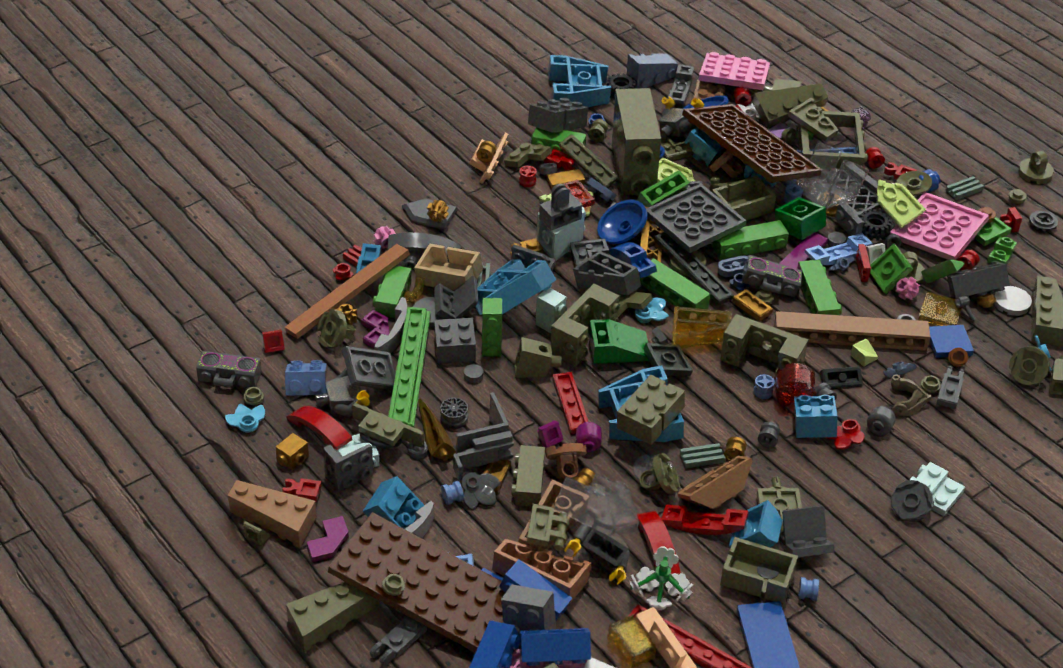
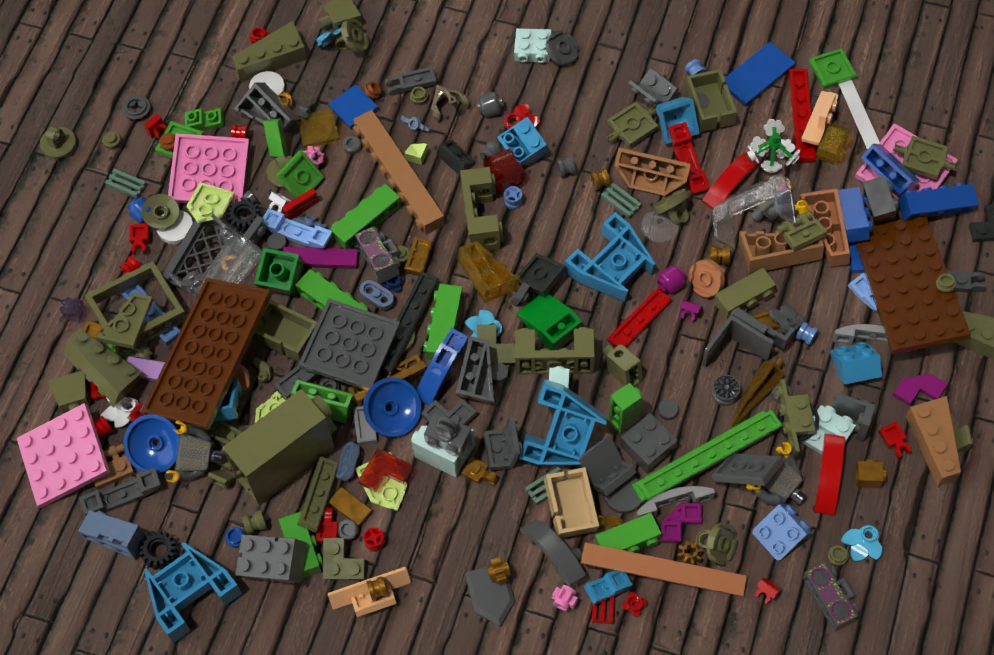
camera: 120 degrees left, 20 degrees up
(650, 409) = (629, 232): olive piece -> none

